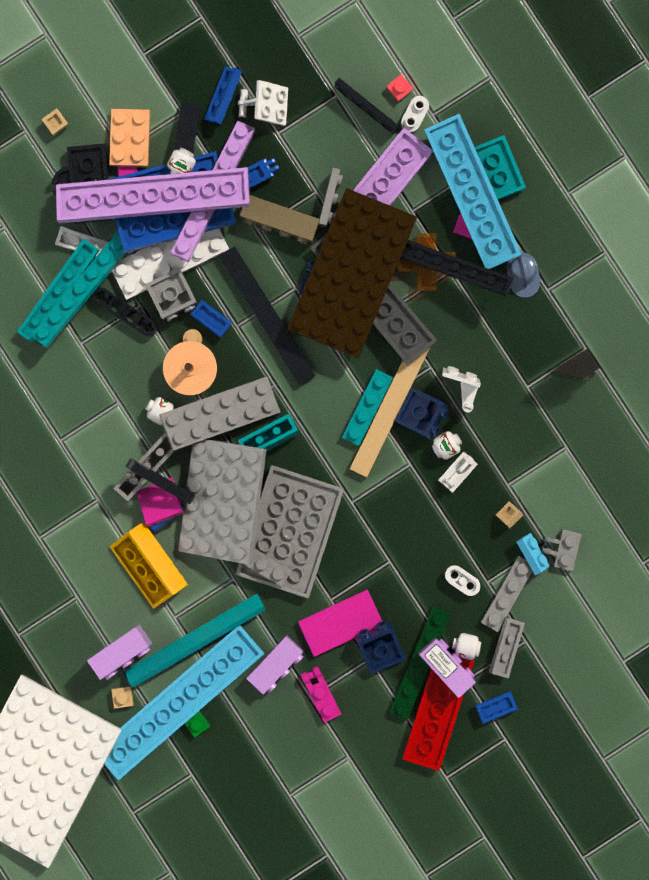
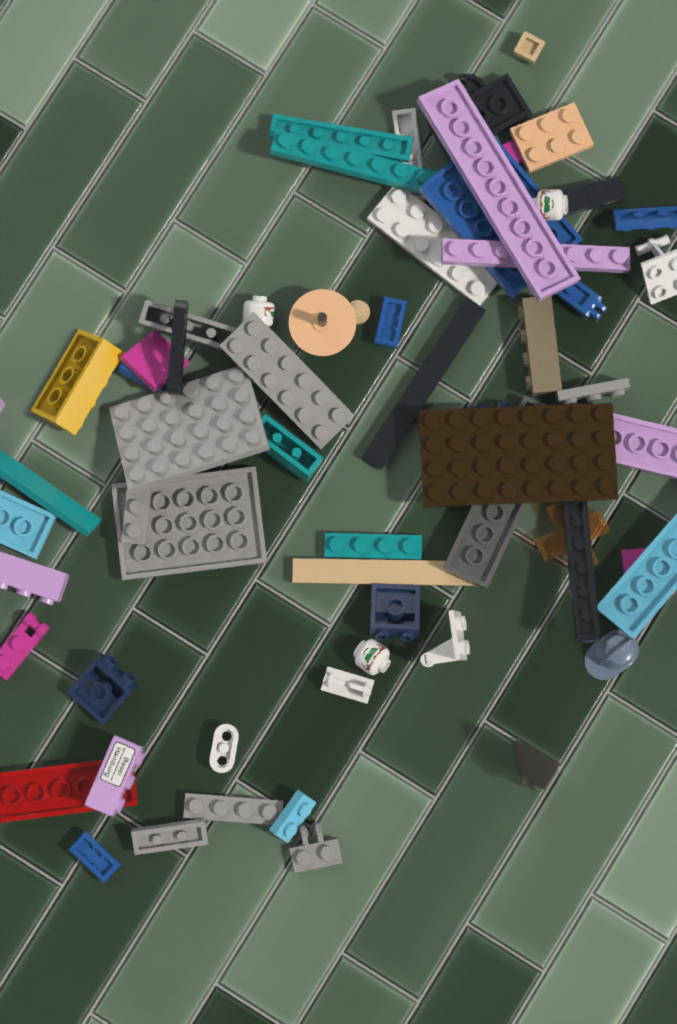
camera: 70 degrees right, 5 degrees down
(123, 313) = (352, 223): black beam -> none
(171, 294) = (396, 265): light grey plate -> none
(339, 622) = (110, 629): dark pink tile -> none
(418, 667) = (97, 743): dark green plate -> none
(467, 646) = (149, 789): white head -> none
(509, 514) = (325, 767): tan plate -> none

